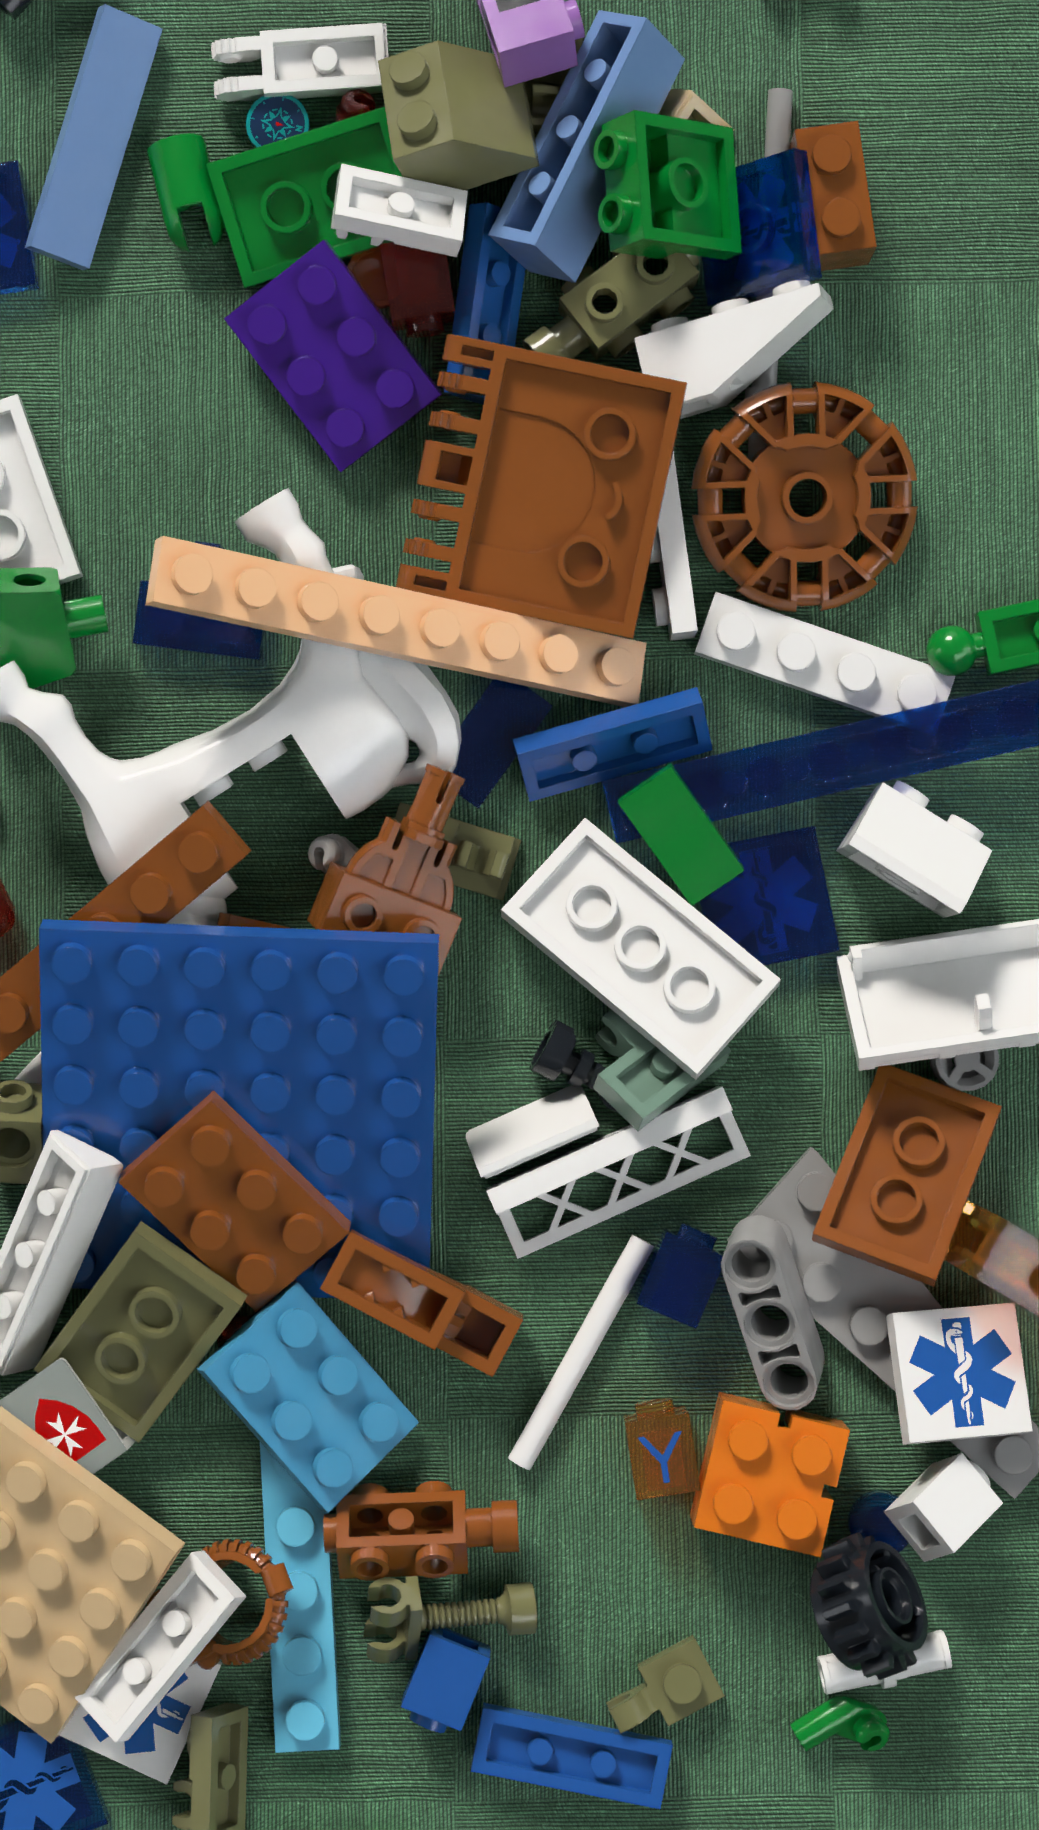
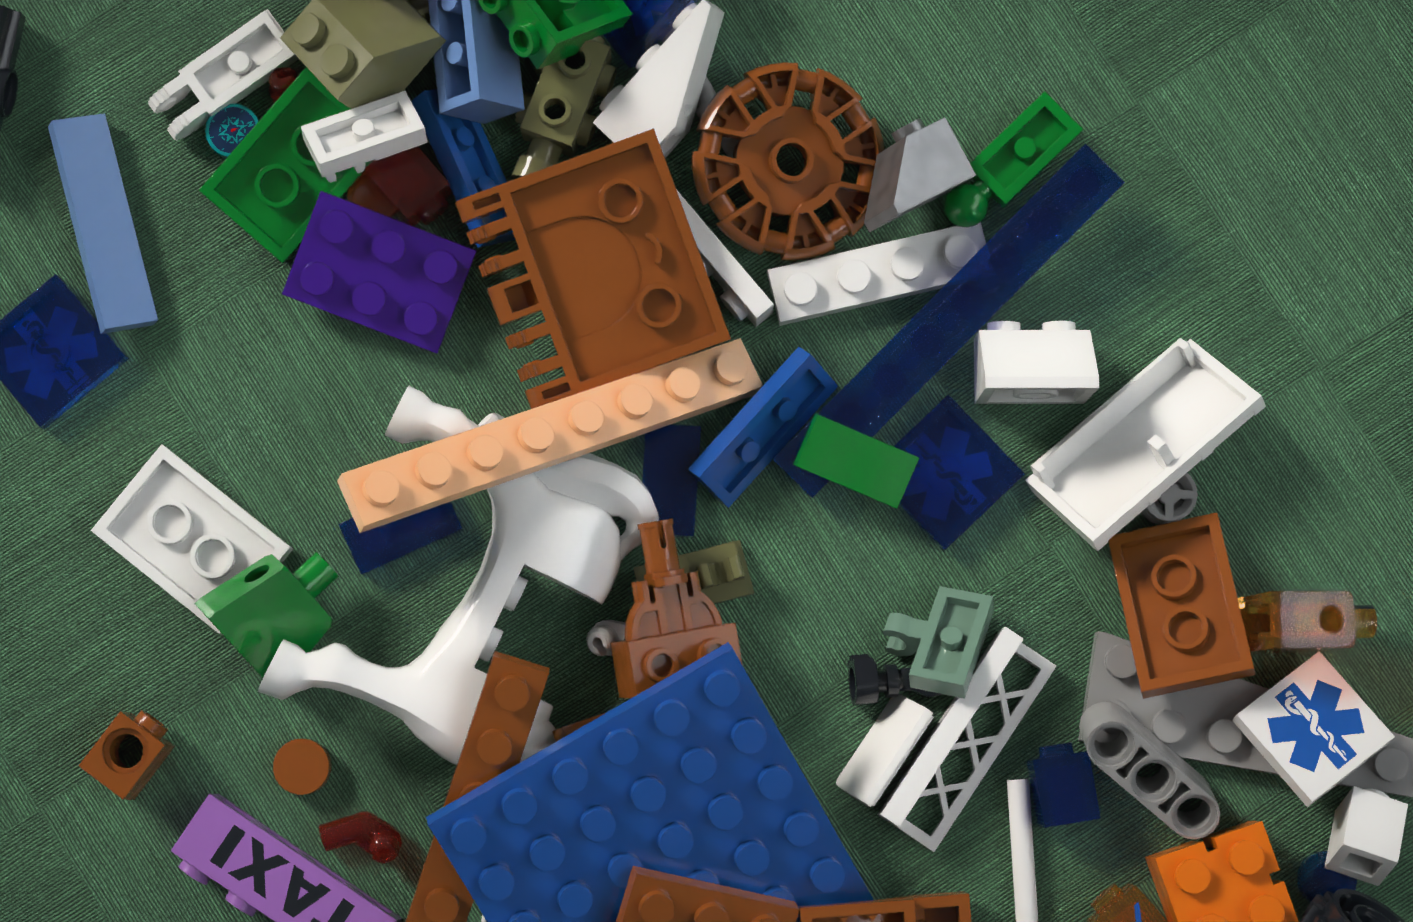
camera: 35 degrees left, 5 degrees down
(184, 183) = (188, 215): green piece -> none
(640, 948) = (879, 563): white plate -> none
(921, 585) = (915, 171): none -> flat silver slope

